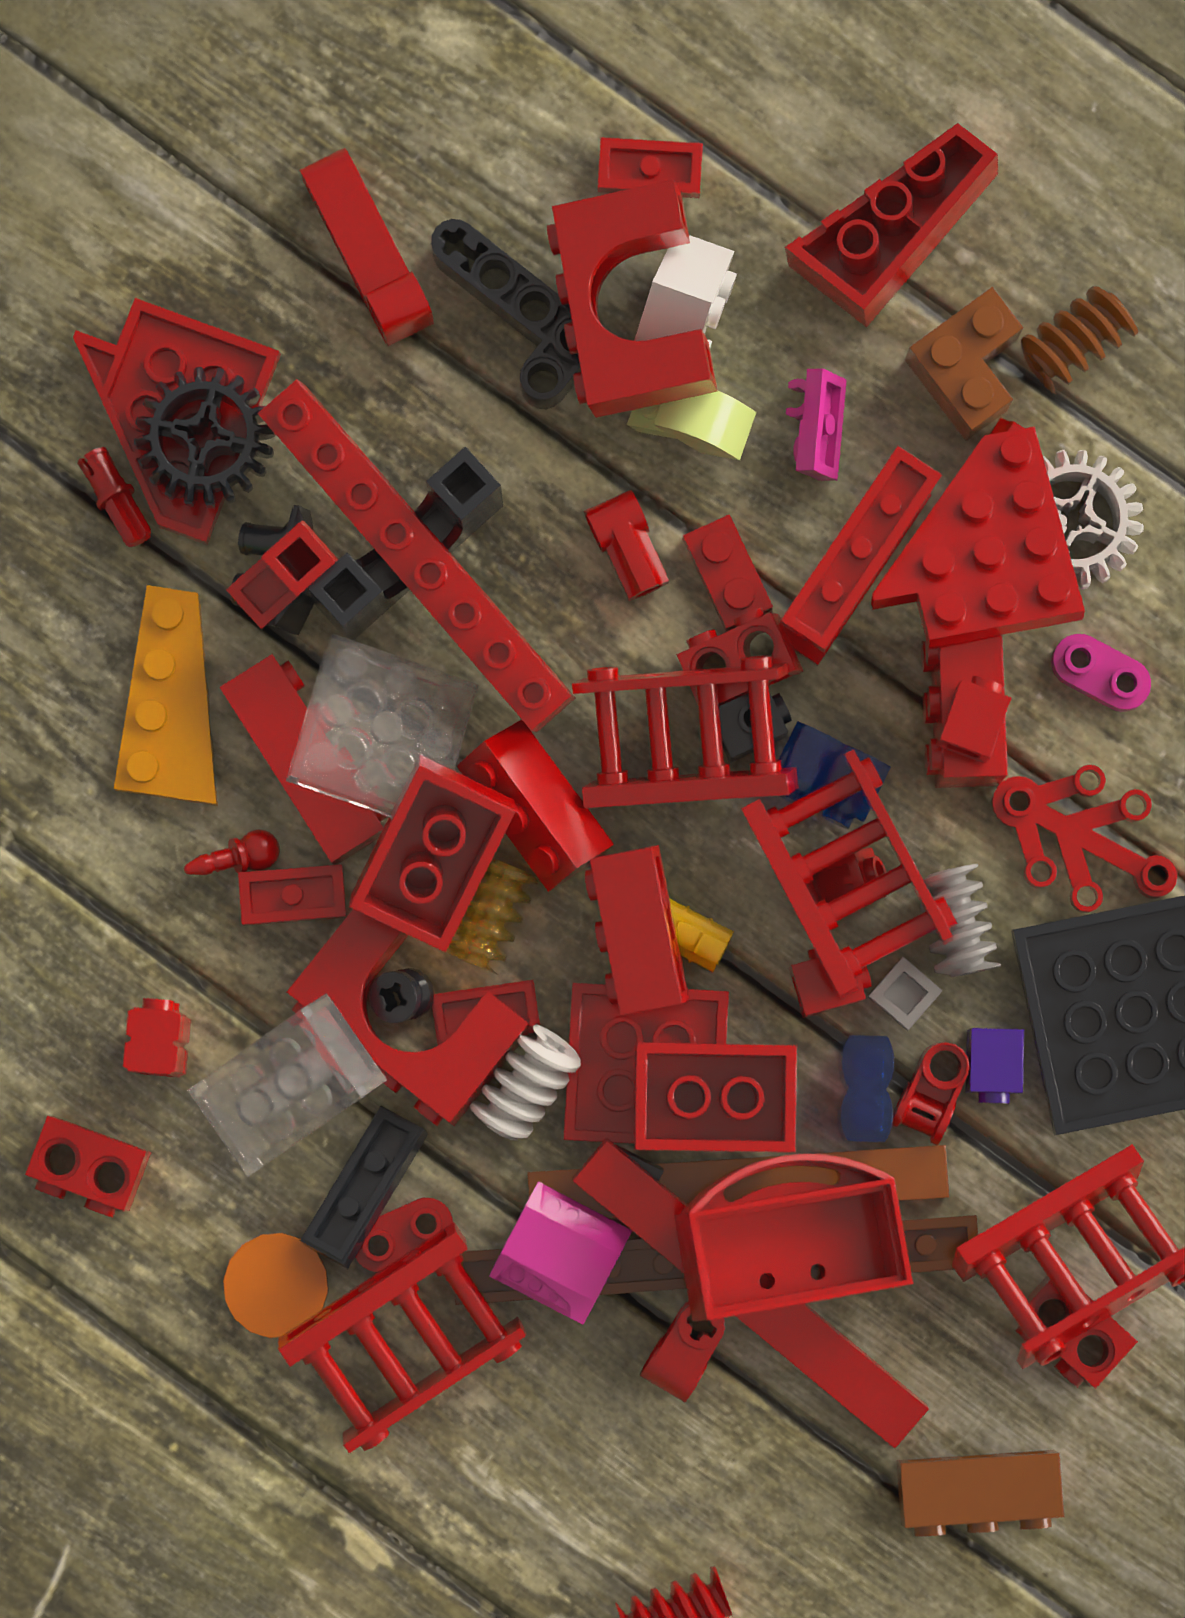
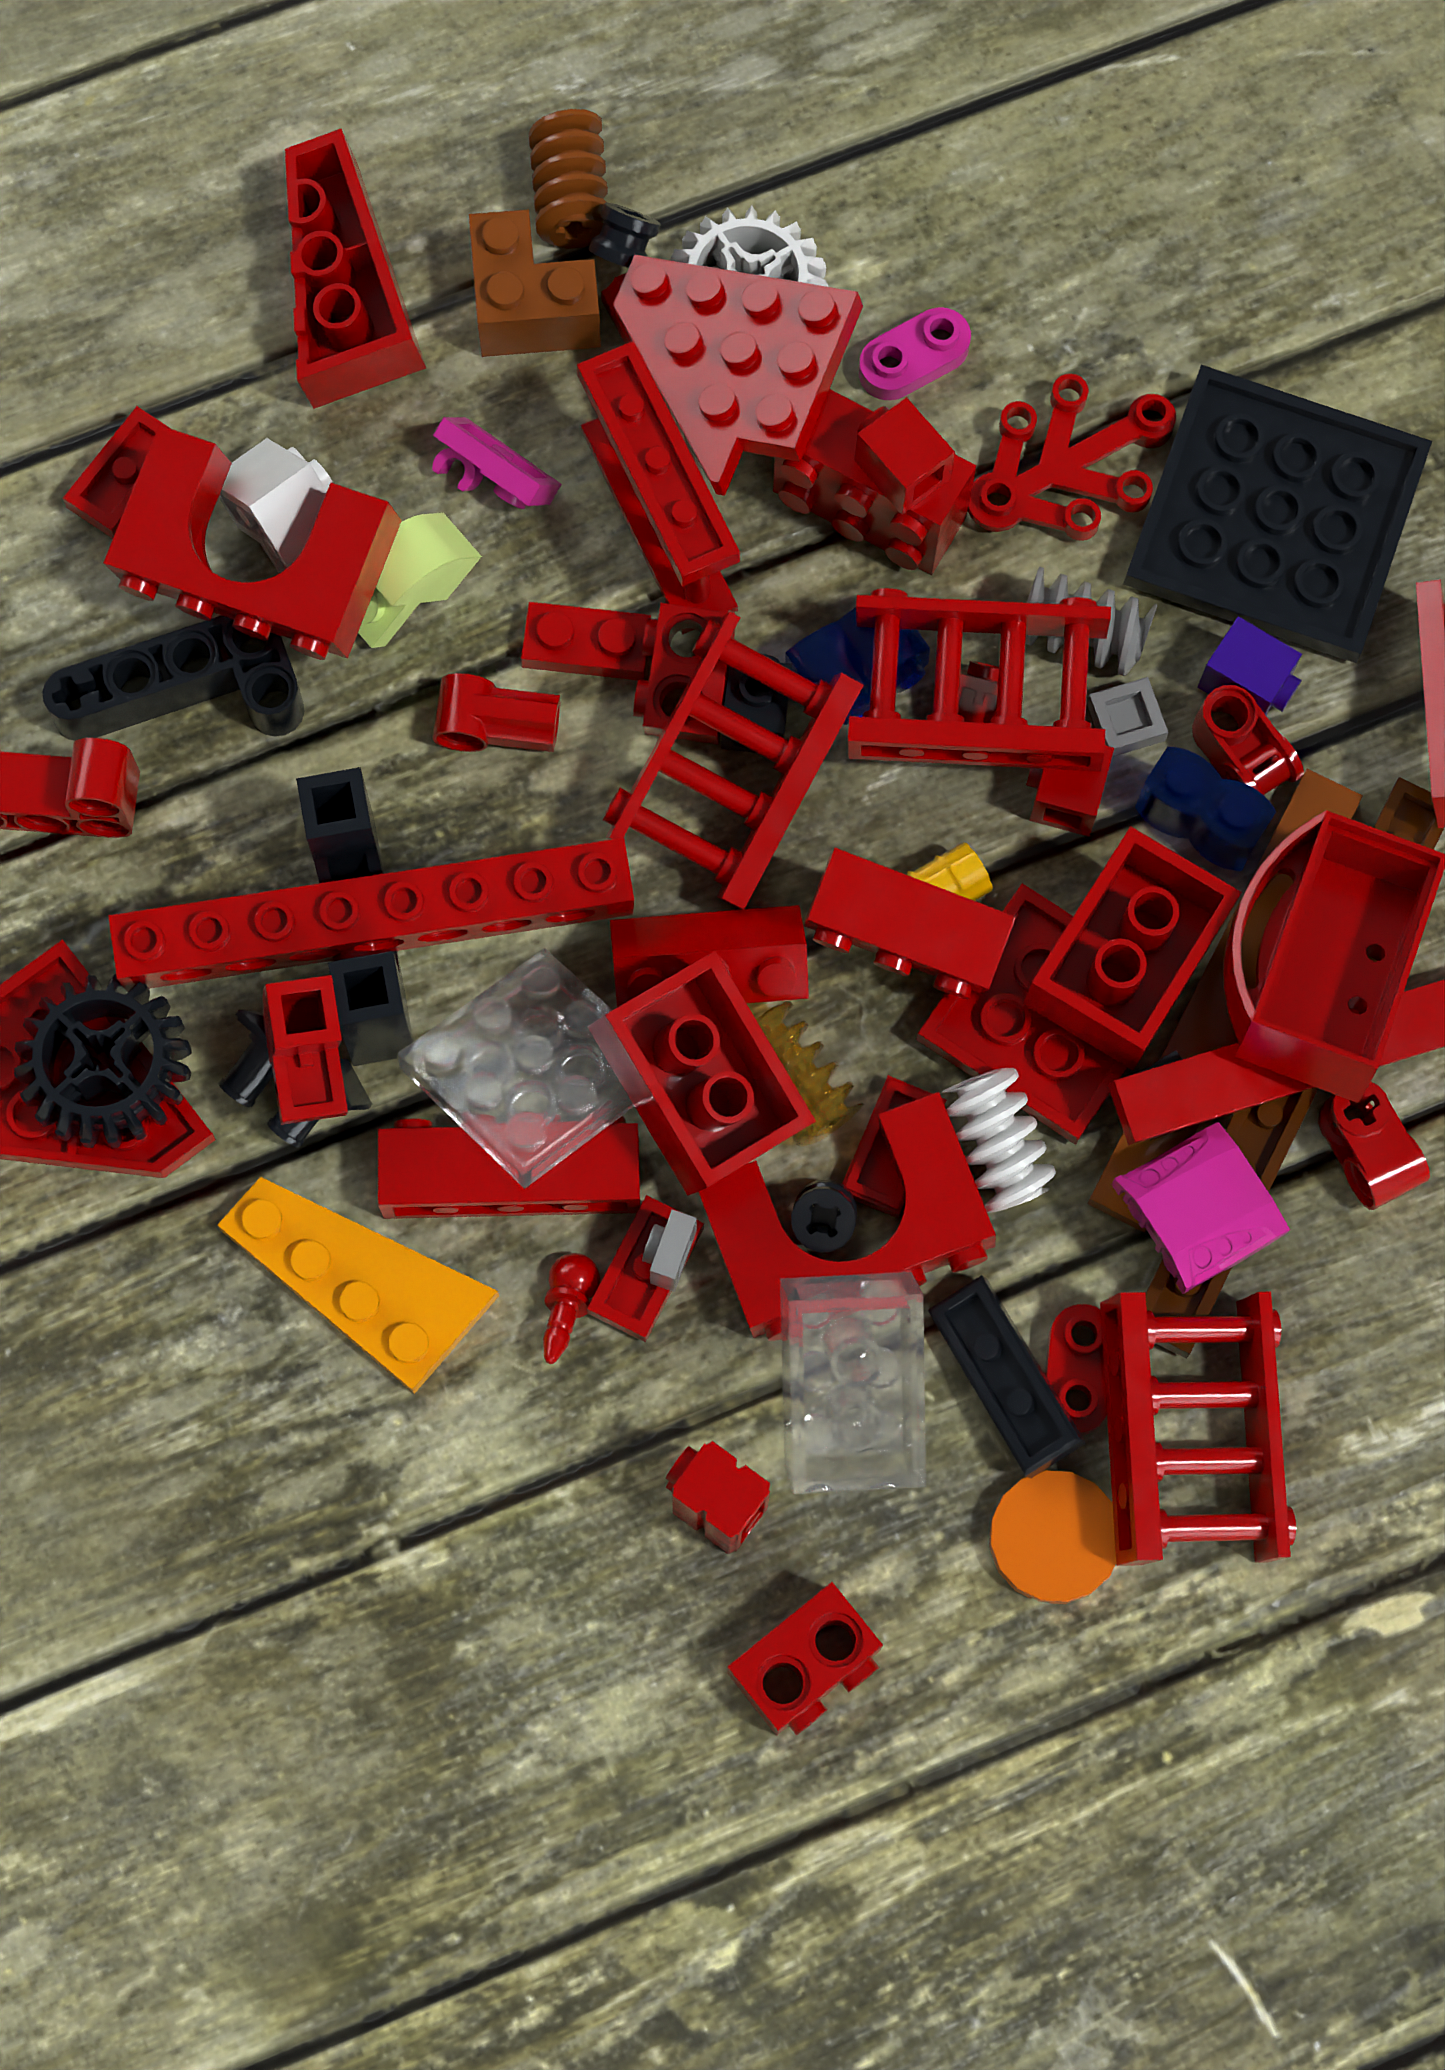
camera: 60 degrees left, 10 degrees down
(115, 496) = (101, 1201): red axle -> none
(306, 904) = (669, 1249): none -> light grey plate
(1050, 407) = (623, 234): none -> black wheel

